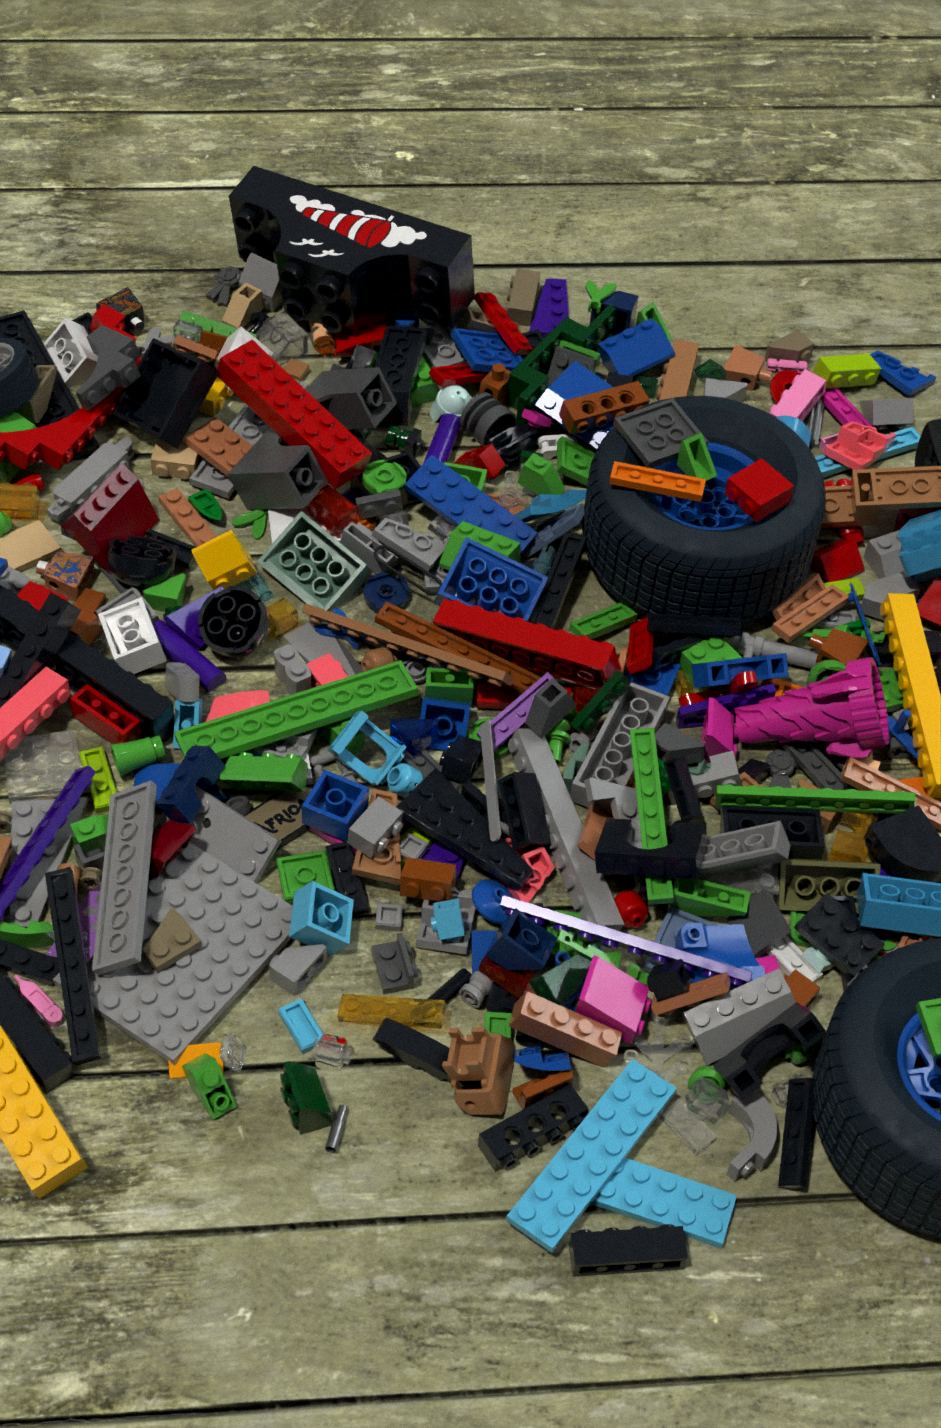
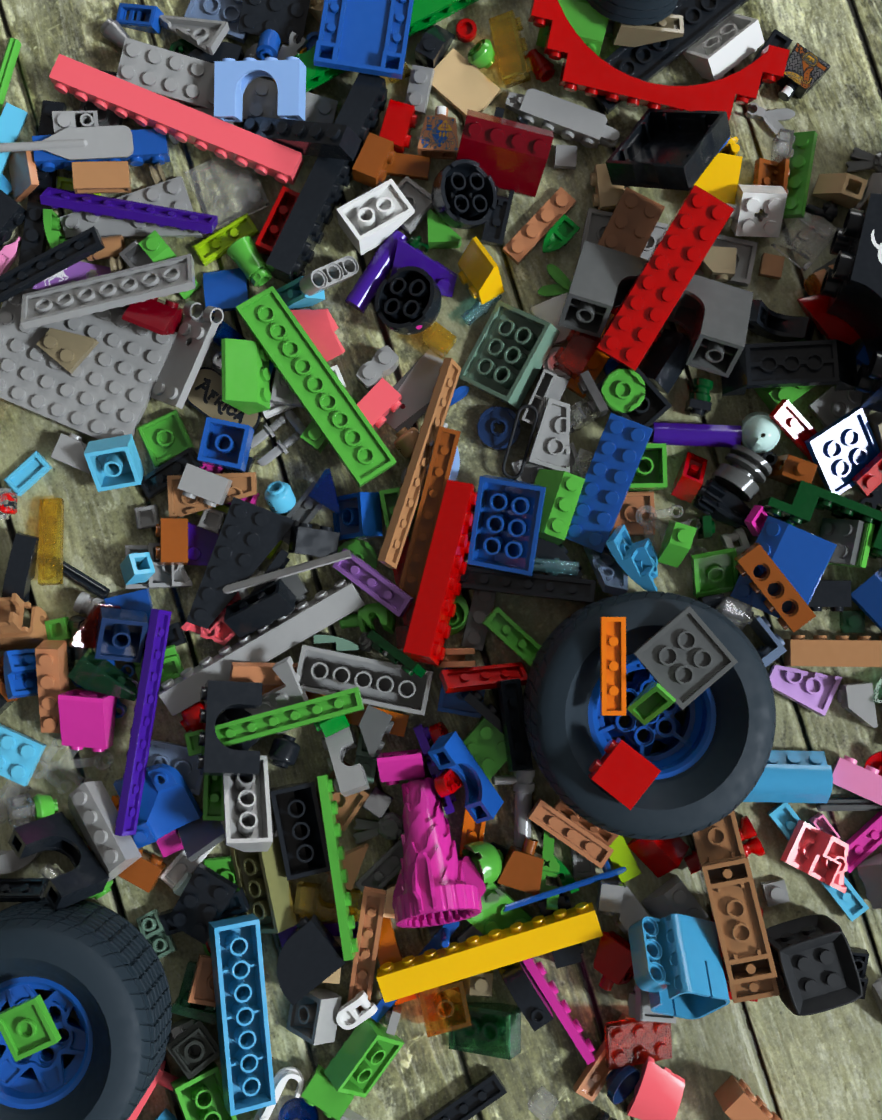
camera: 85 degrees right, 35 degrees up
(114, 366) = (682, 87): dark grey arch -> none
(179, 797) = (221, 316): dark blue arch -> none
(194, 349) = (739, 156): nougat plate -> none
(392, 749) = (291, 435): medium azure panel -> none
(394, 965) = (99, 532): dark grey bracket -> none
(487, 899) = (176, 592): blue dish -> none
(548, 708) = (371, 609): dark grey slope -> none
(615, 957) = (123, 700): bright green piece -> none
(669, 979) = (110, 765): black brick -> none
(683, 684) = (459, 725): clear yellow slope -> none
(683, 788) = (318, 745): black piece -> none
(711, 987) = (101, 786): nougat plate -> none

